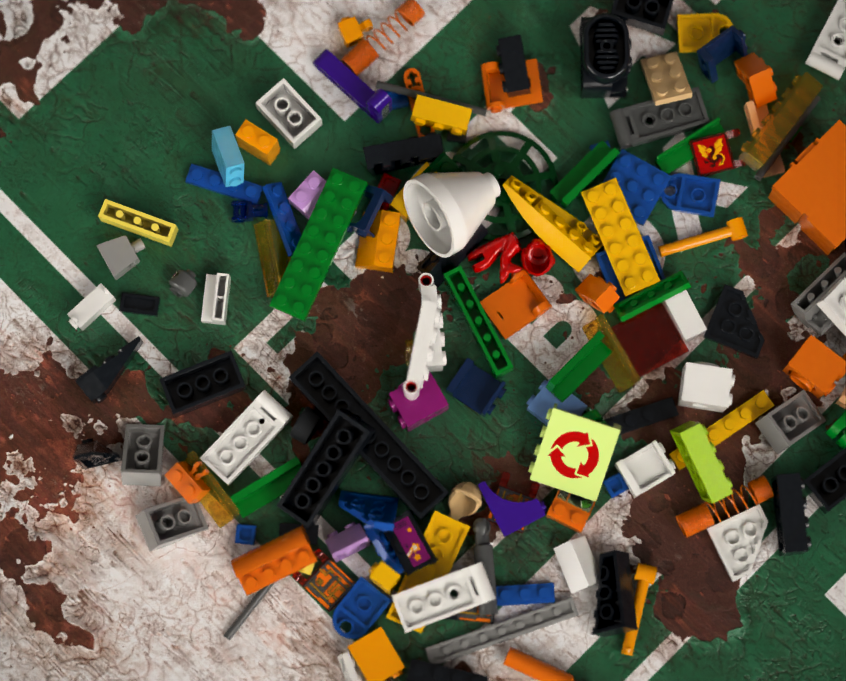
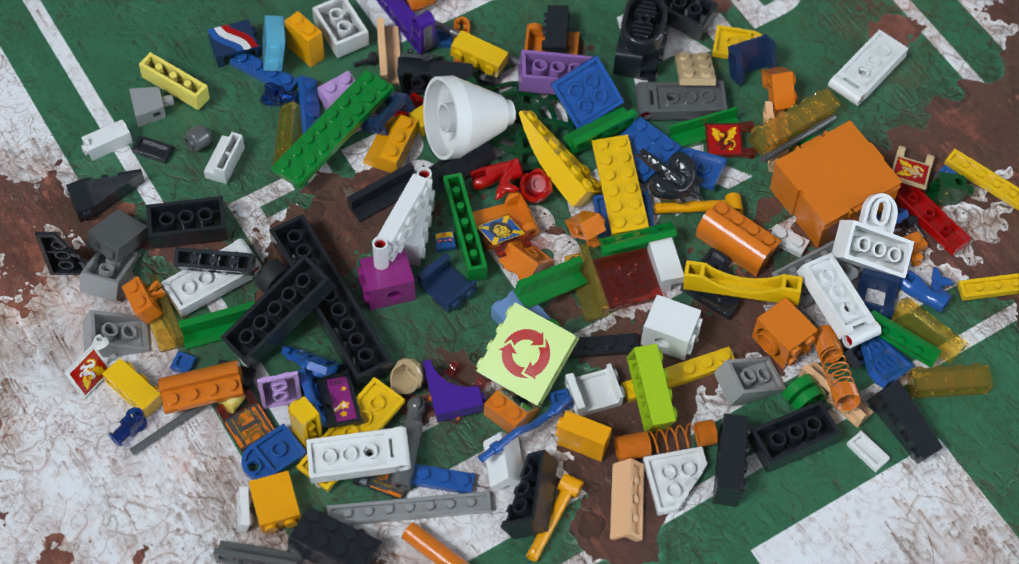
camera: 10 degrees right, 20 degrees down
(139, 417) = (117, 236): none -> dark grey brick
(164, 564) = (88, 368): none -> flag
(183, 158) = (232, 40): none -> panel
(207, 573) = (133, 387): none -> yellow brick
(215, 616) = (129, 426): none -> clear blue connector
(248, 429) = (214, 261): none -> black brick
(331, 142) = (372, 60): none -> black hand
(346, 130) = (388, 51): none -> light nougat panel
(383, 135) = (426, 57): none -> black door
(387, 300) = (380, 194): none -> black panel
(461, 339) = (444, 241): none -> blue tile
(516, 319) = (501, 232): none -> flag
(525, 120) = (541, 68): none -> medium lavender brick
(546, 343) = (524, 260): none -> orange slope
(564, 140) = (587, 92): none -> blue plate
(570, 559) = (497, 446): none -> blue bar
(647, 523) = (583, 435): none -> light orange brick
(675, 218) = (674, 179): none -> black hair
(701, 574) = (627, 500): none -> light nougat panel
(749, 267) = (737, 237): none -> orange brick
(797, 325) = (705, 278): none -> yellow arch
(798, 255) = (790, 241): none -> white plate

